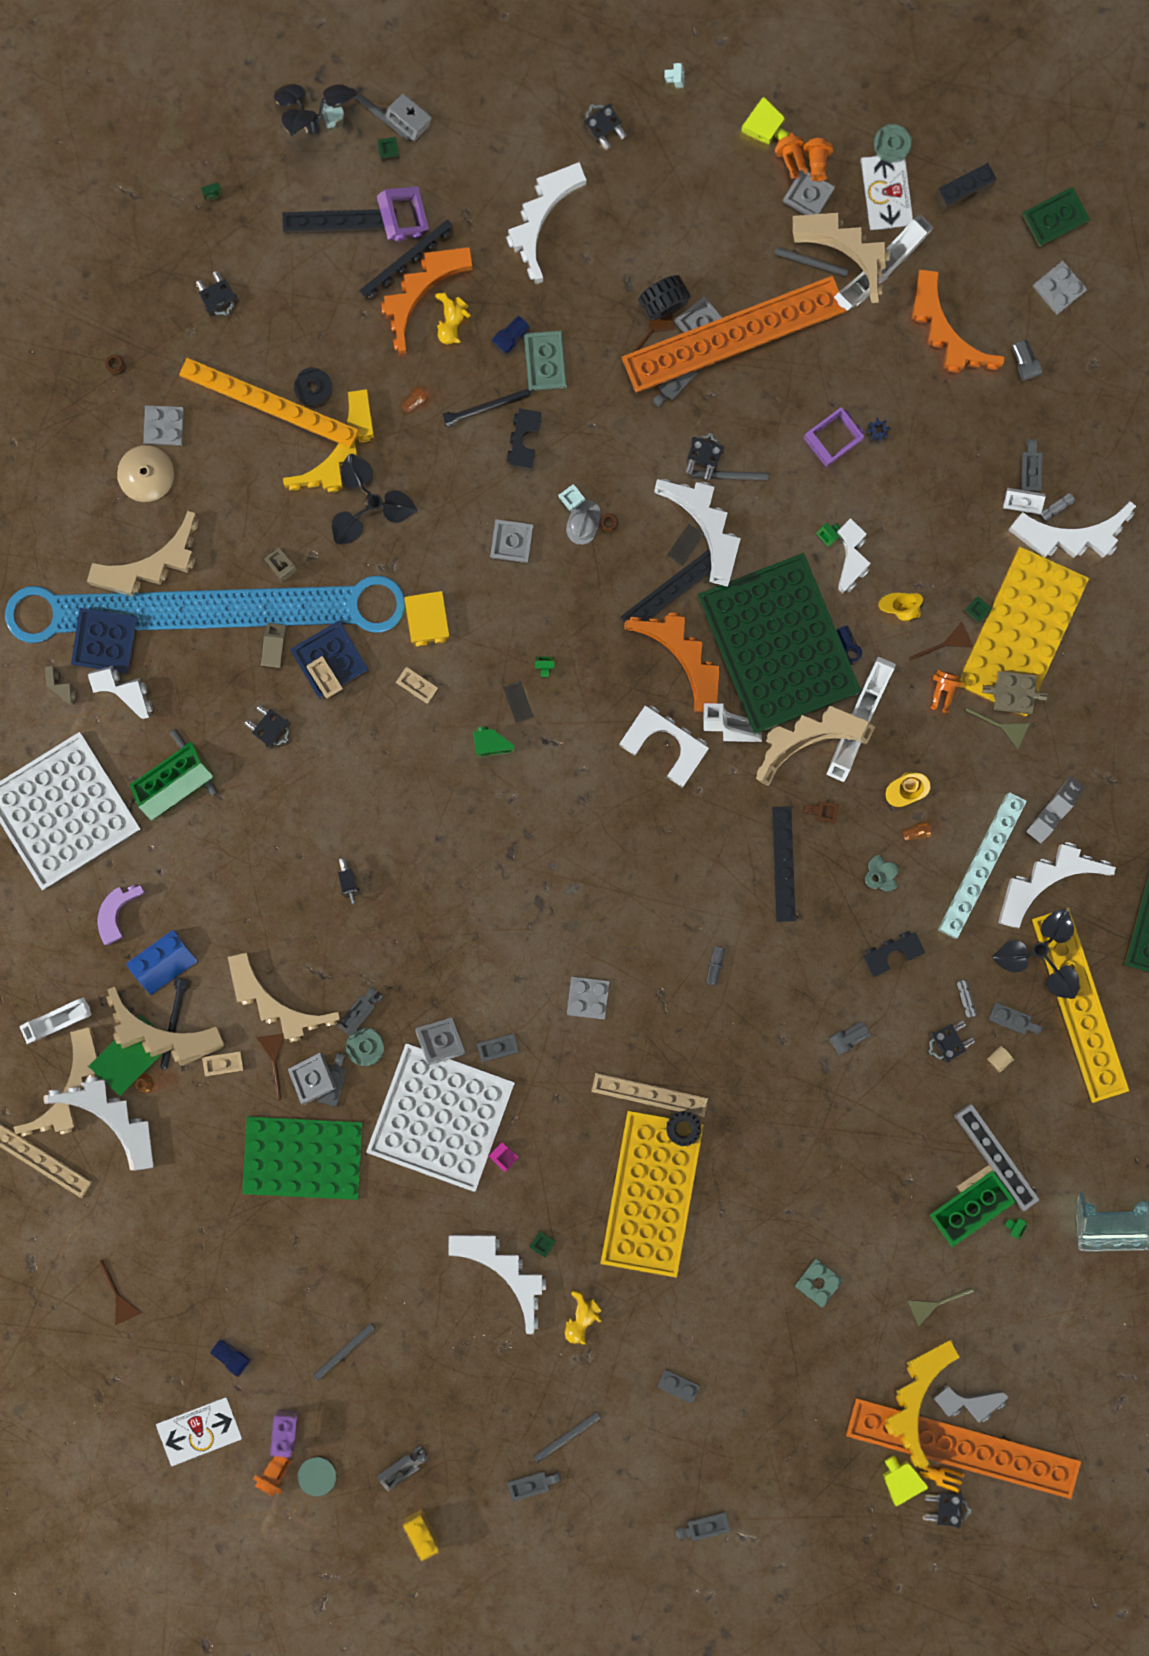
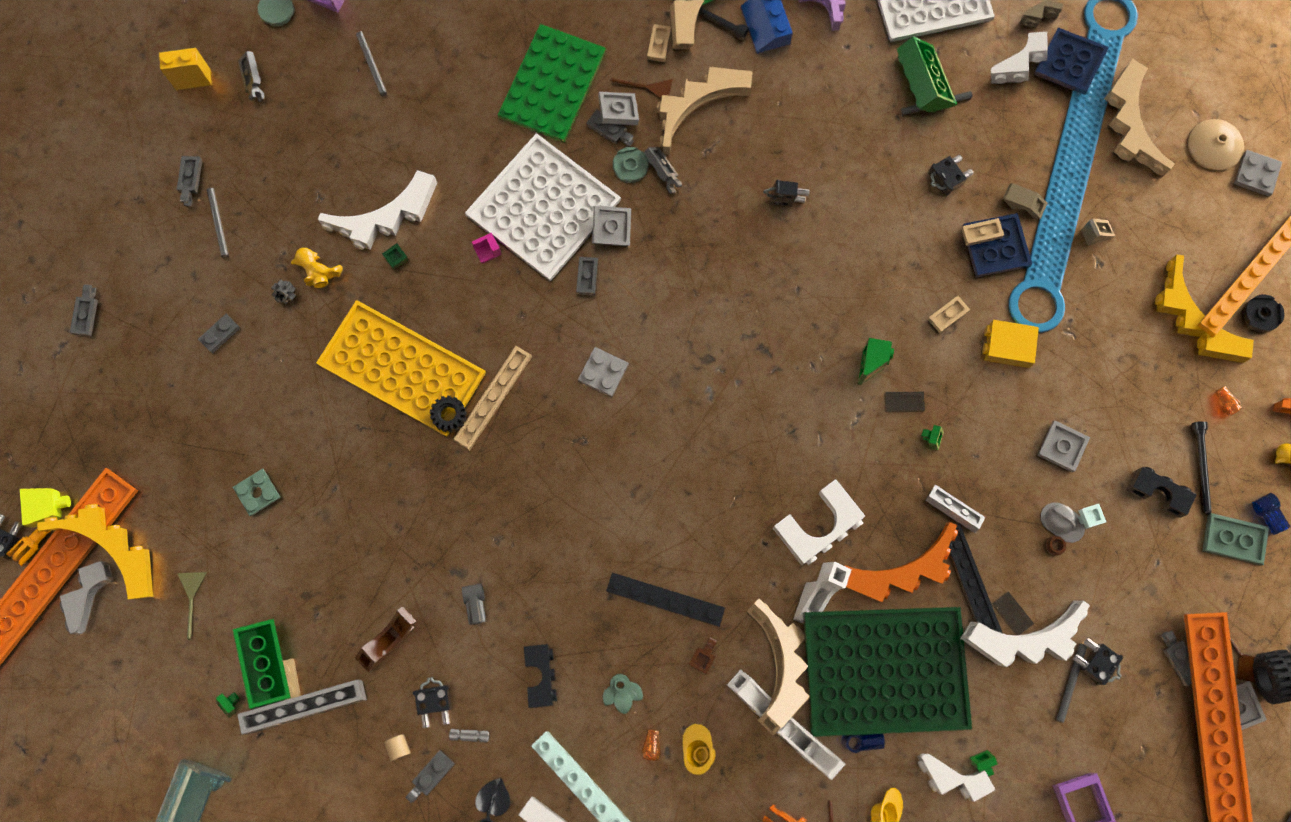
camera: 115 degrees right, 10 degrees down
(396, 504) = (1126, 352): black plant -> none
(607, 624) = (955, 509): none -> light grey plate
(617, 1339) = (283, 291): none -> dark grey gear
(715, 965) = (590, 499): dark grey axle -> none
(911, 1104) = (387, 640): none -> reddish brown arch

